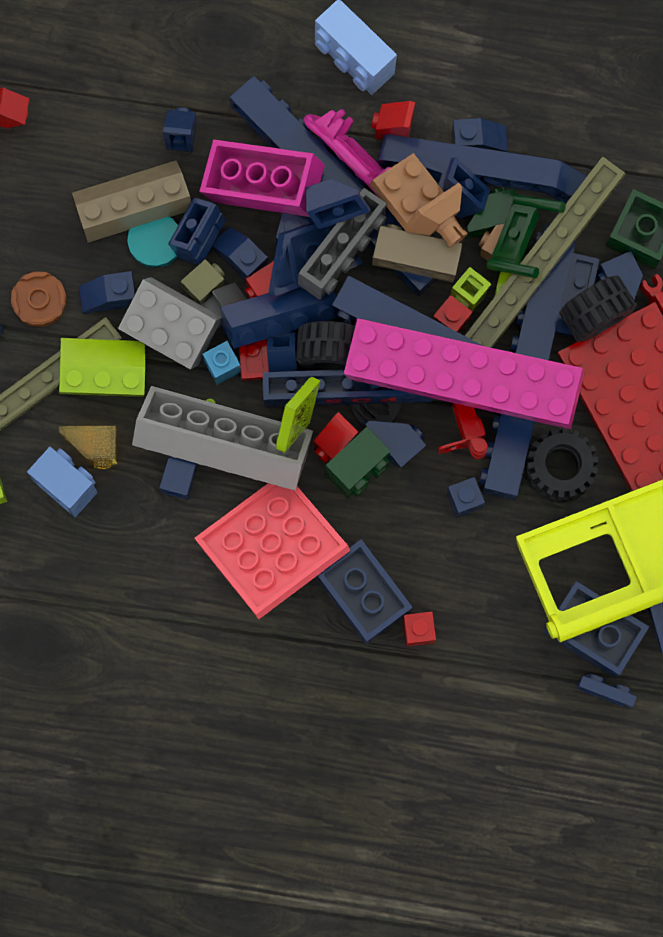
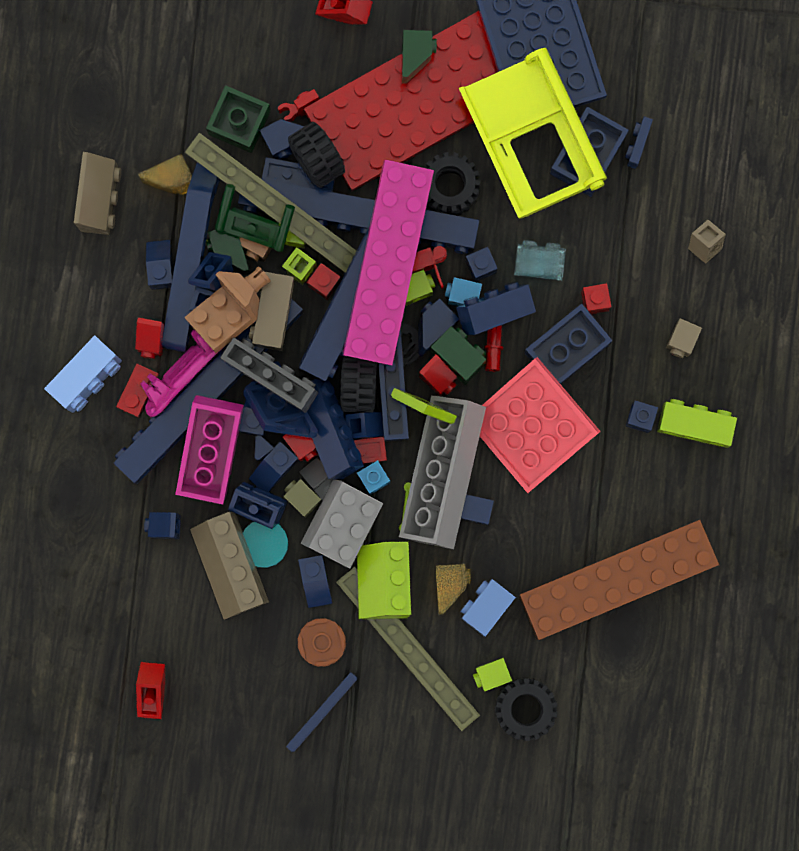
camera: 85 degrees left, 5 degrees up
(86, 637) = (618, 580): none -> dark orange brick
(263, 239) = (262, 448): none -> dark blue slope
(265, 741) = (697, 423): none -> lime brick
(276, 674) = (641, 416): none -> dark blue brick
(327, 100) = (134, 397): none -> red plate
(333, 203) = (237, 382): dark blue slope -> none
(367, 508) = (493, 349): none -> red axle
(367, 730) = (683, 338): none -> dark tan brick
(411, 508) = (495, 308): none -> dark blue brick
(432, 476) = (462, 290): none -> dark azure brick
(441, 422) = (419, 287): none -> lime brick
(467, 566) = (540, 260): none -> clear light blue brick
(483, 764) = (706, 241): none -> dark tan brick
(561, 68) = (96, 194): none -> dark tan slope
(581, 148) = (168, 176): none -> clear yellow slope

